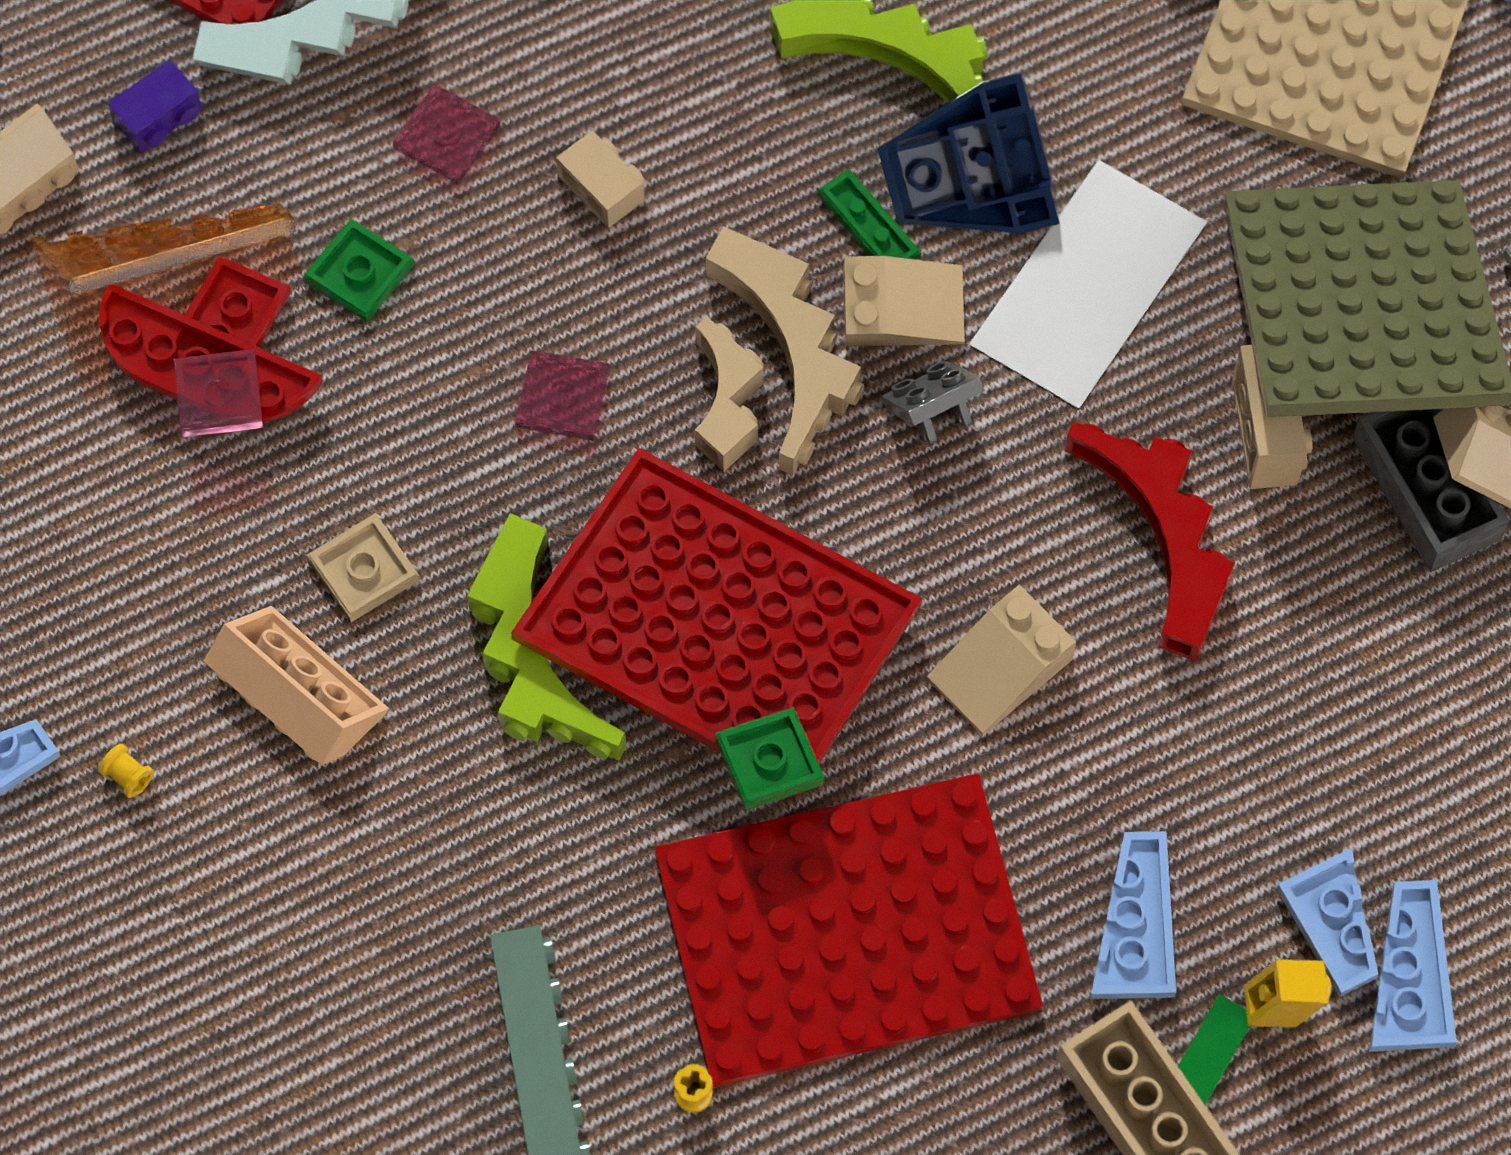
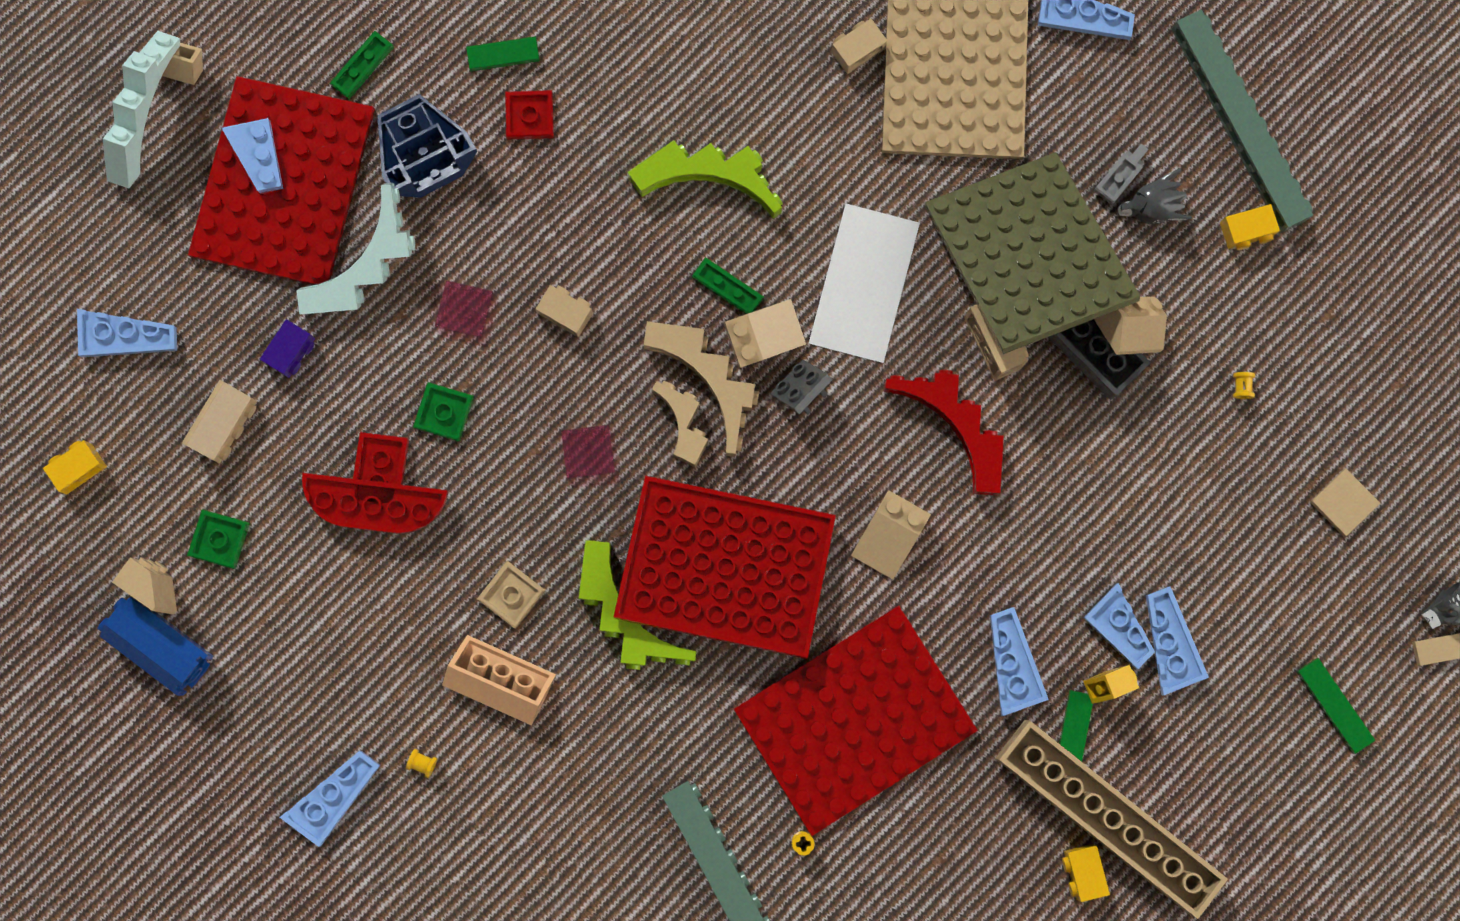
camera: 20 degrees left, 15 degrees up
(156, 246) = (320, 439): clear orange wing -> none
(218, 393) = (392, 522): clear pink tile -> none
(769, 758) = (785, 646): green tile -> none
(974, 163) = (779, 236): dark blue wedge -> none

